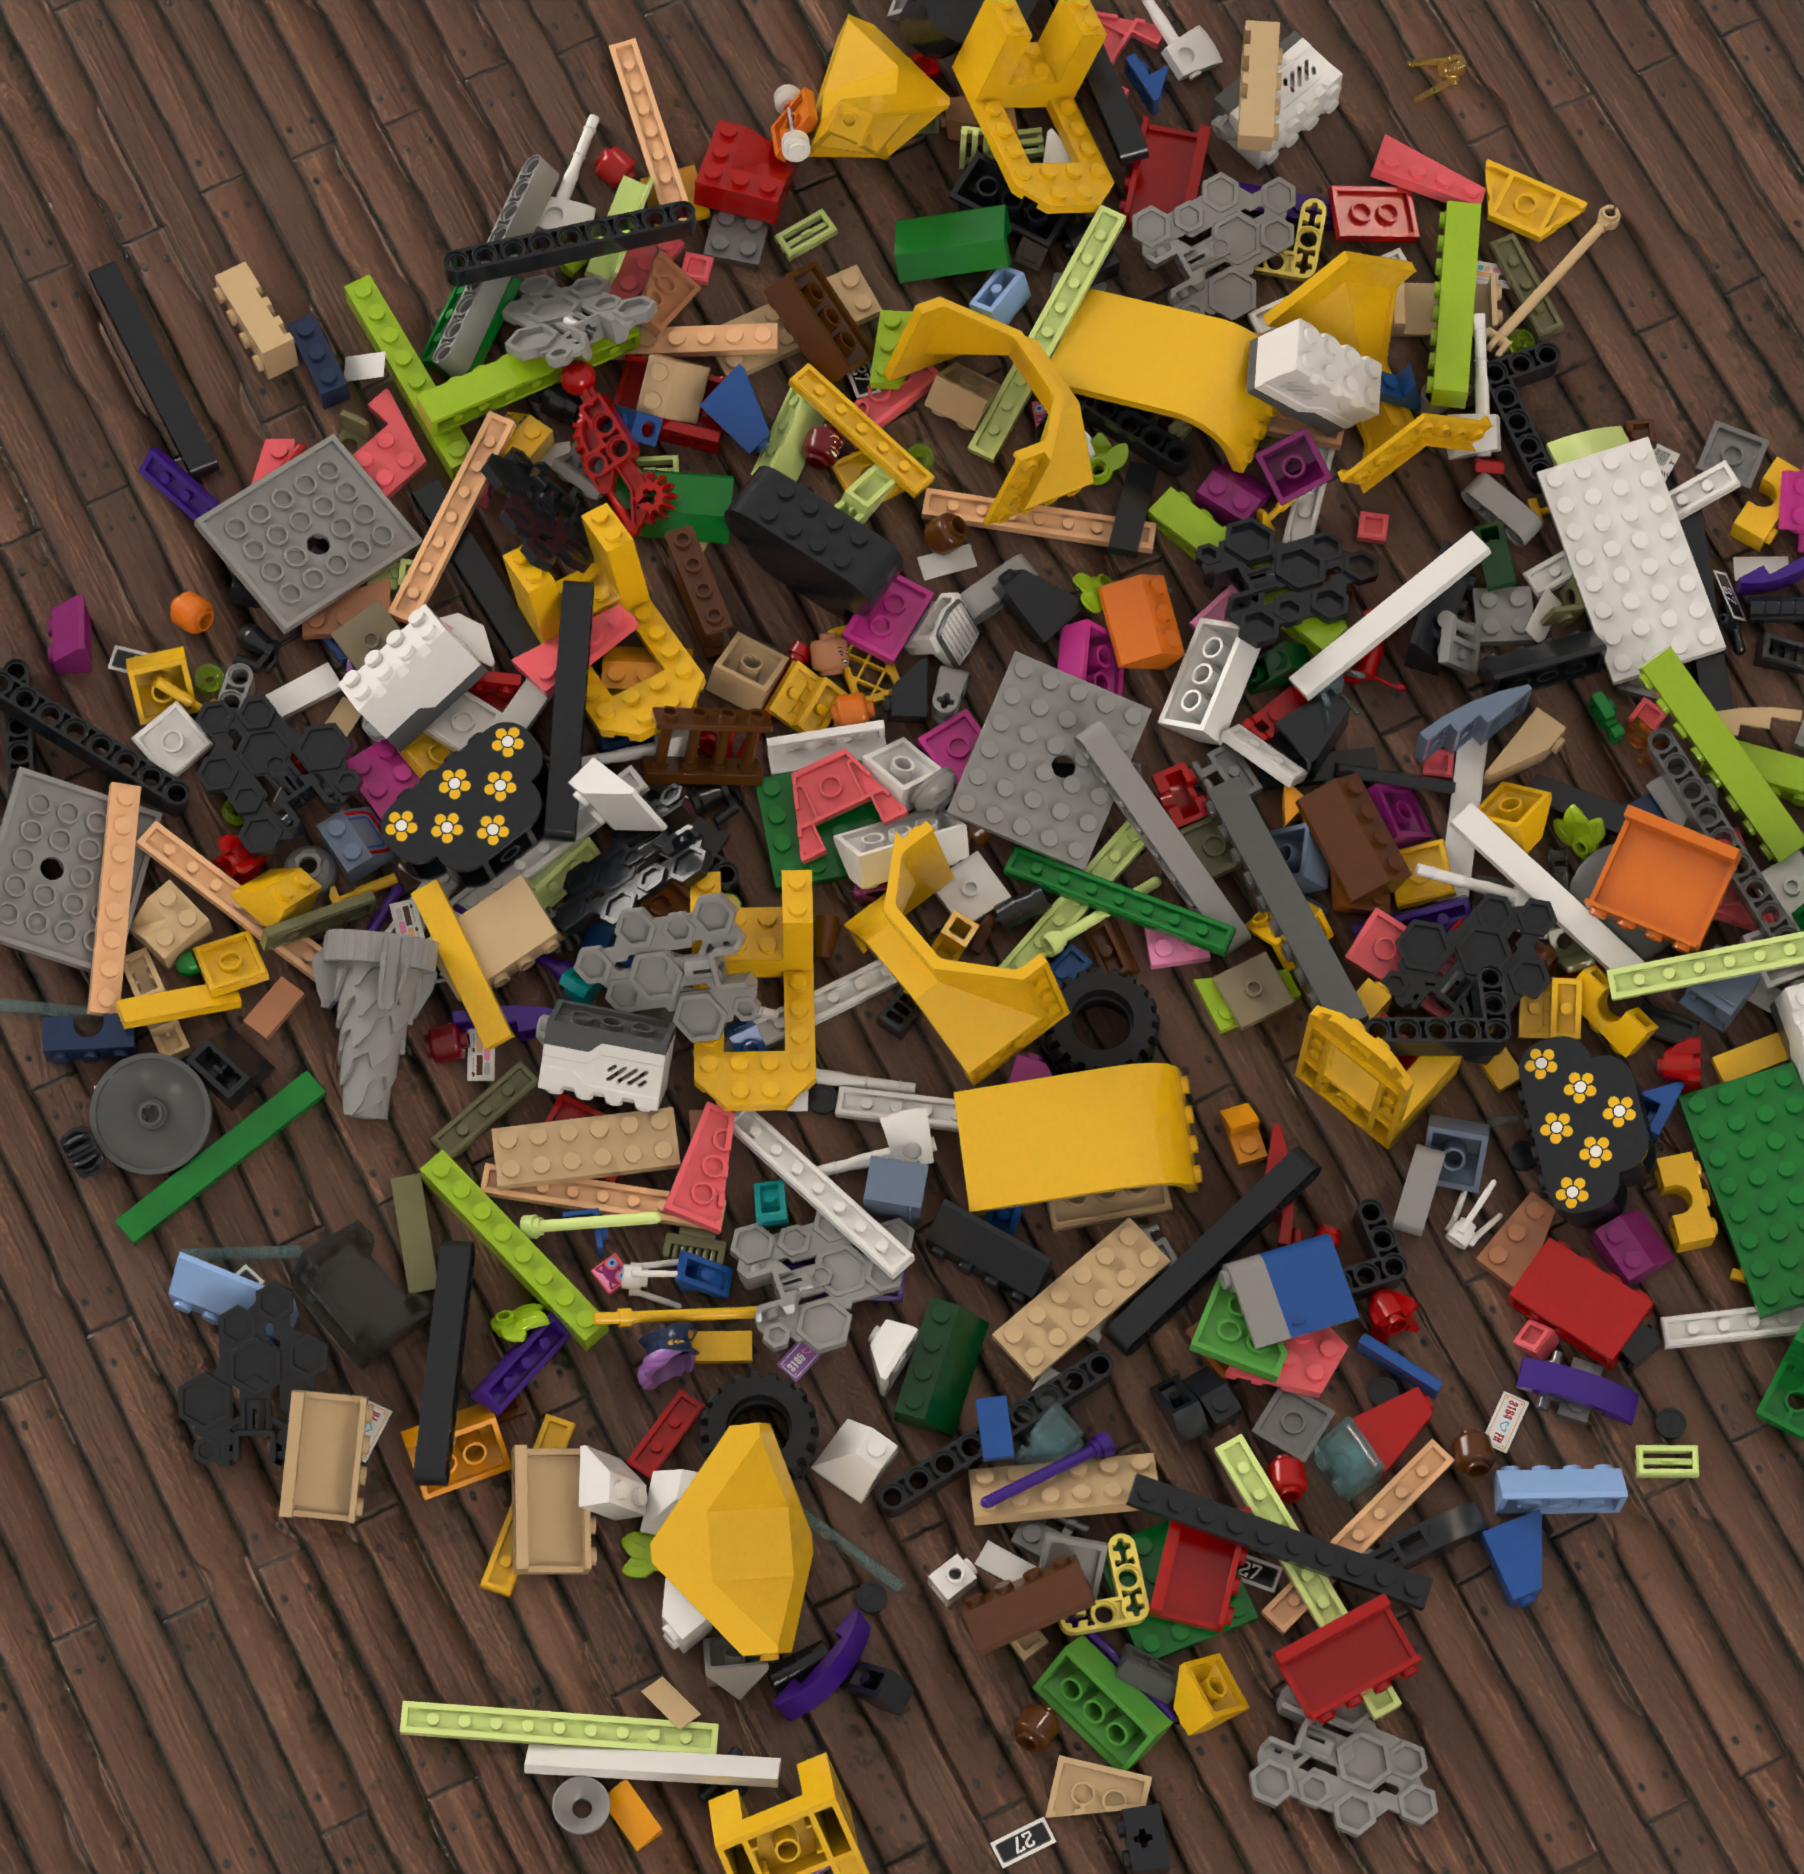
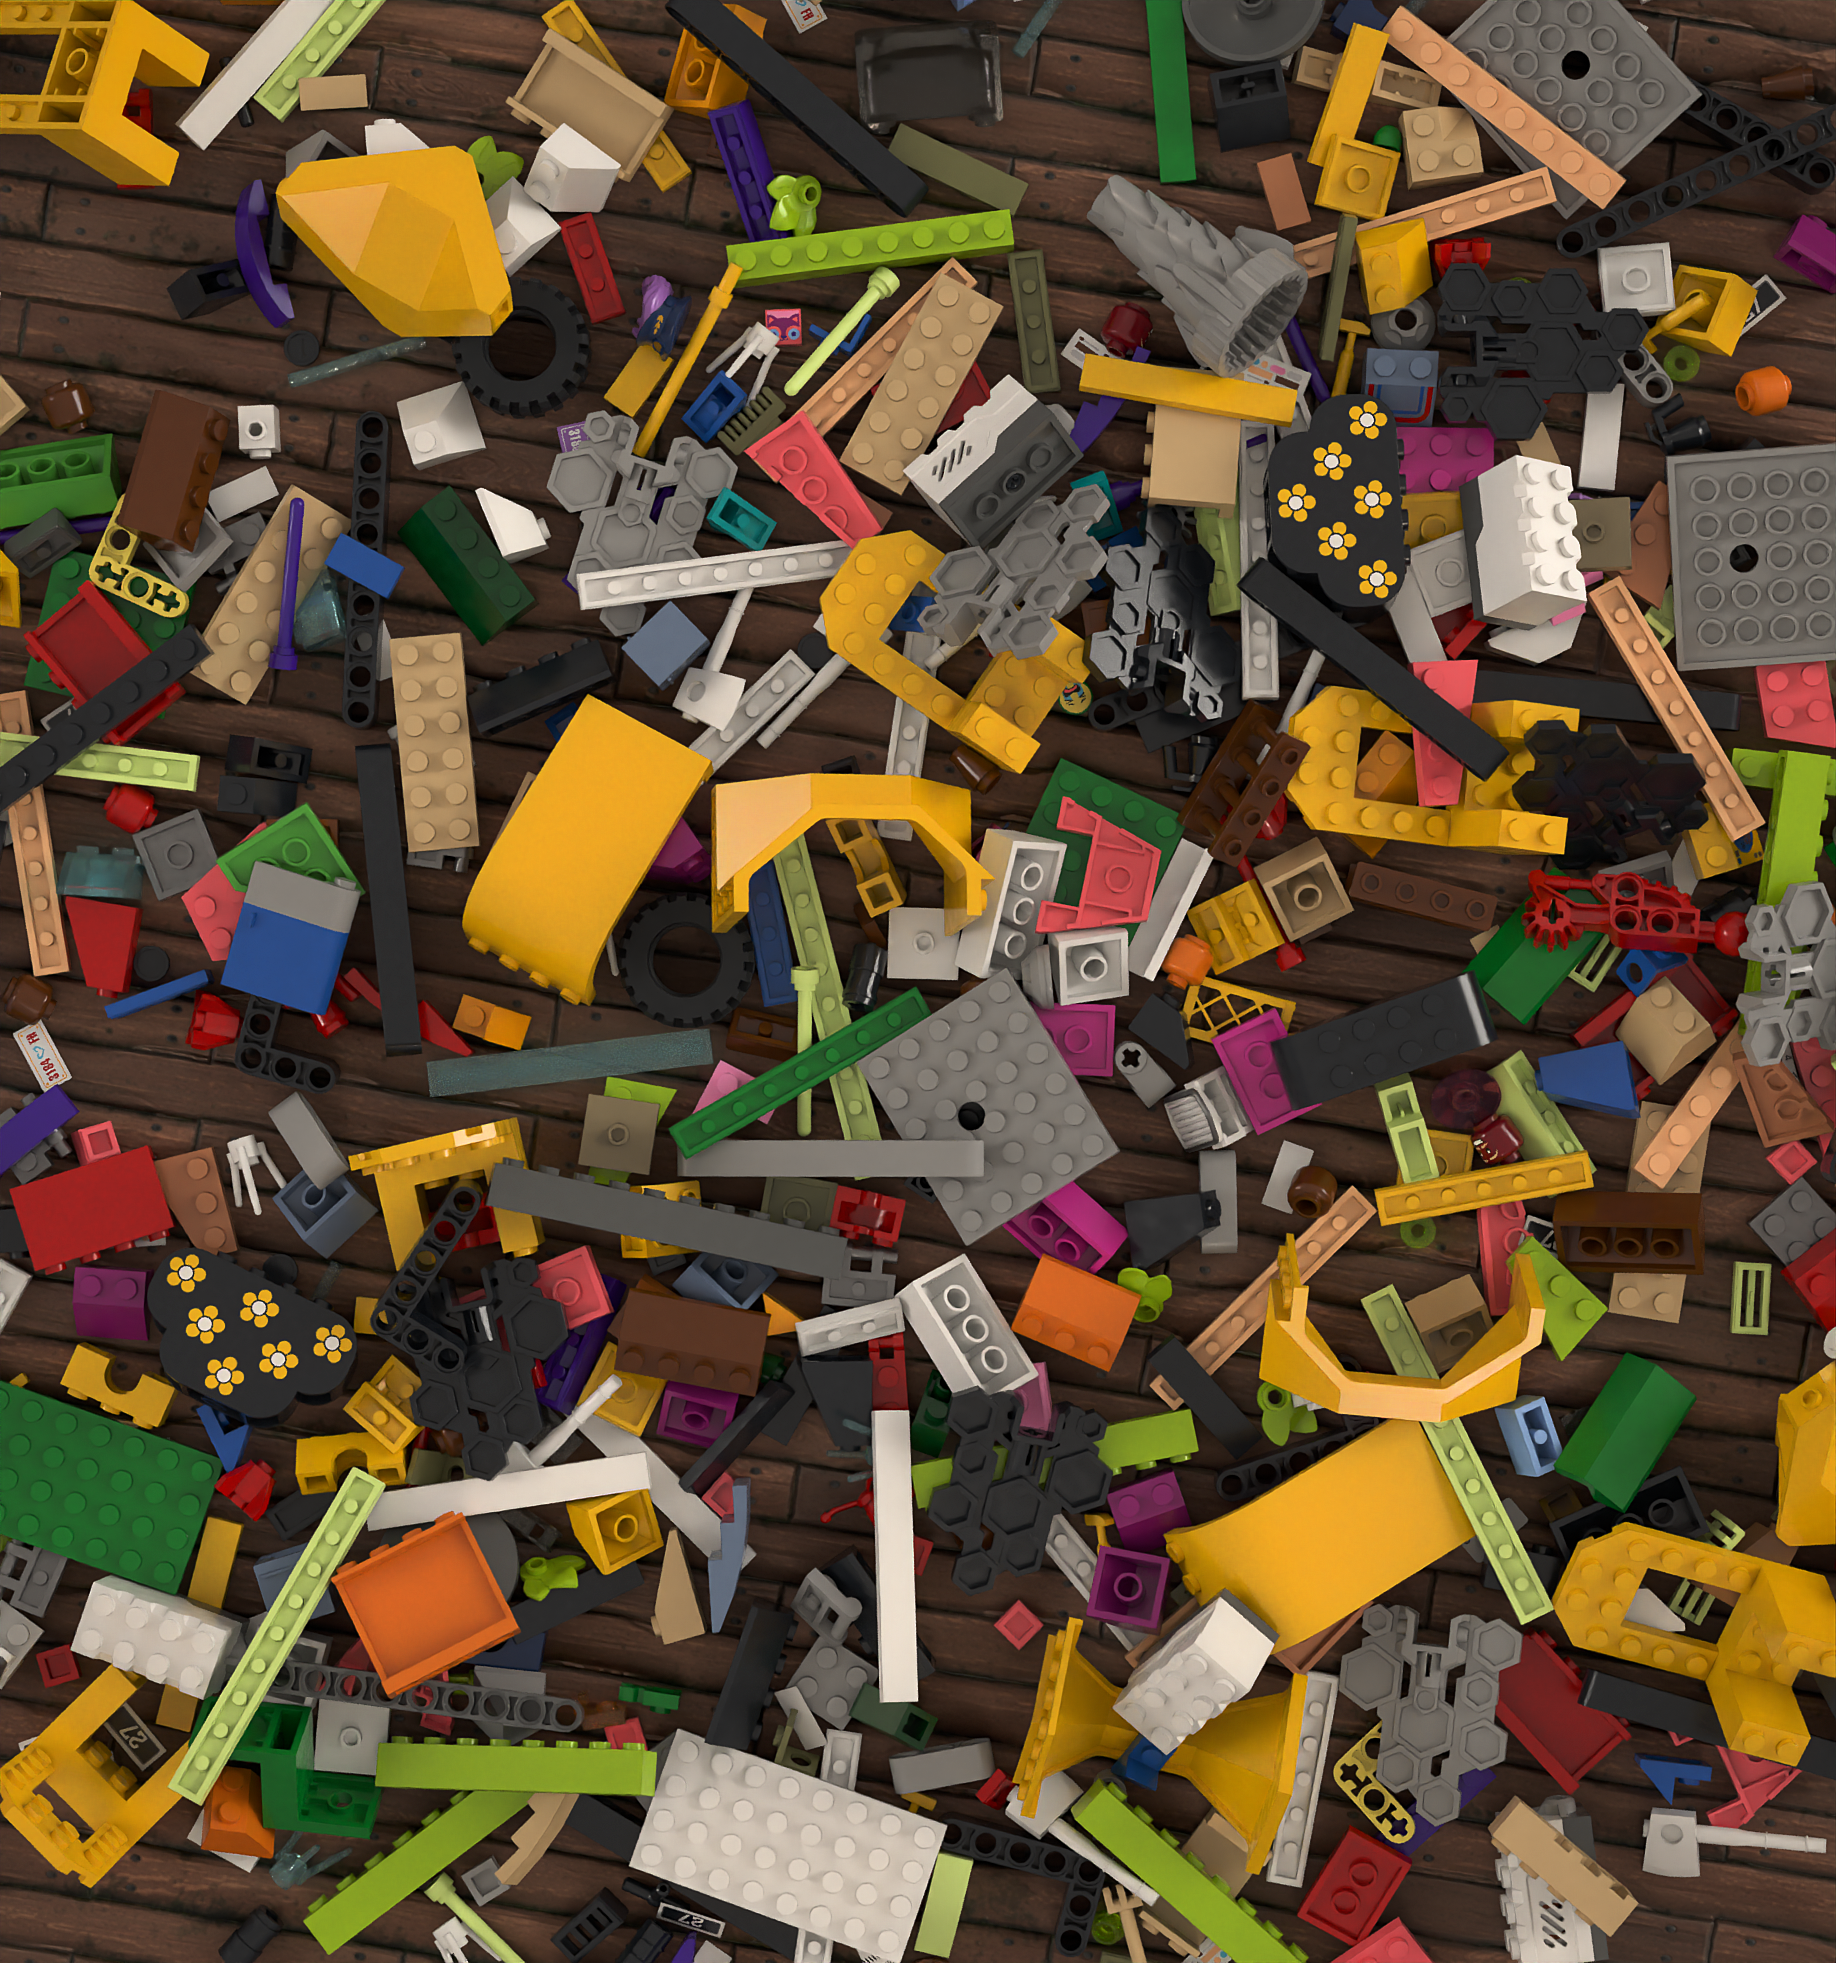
camera: 125 degrees right, 20 degrees up
(613, 800) = (1243, 643): white slope -> none
(813, 479) = (1465, 1109): none -> clear pink dish
(829, 654) = (1264, 982): nougat head -> none
(1231, 1062) = (570, 1062): none -> clear light blue plate

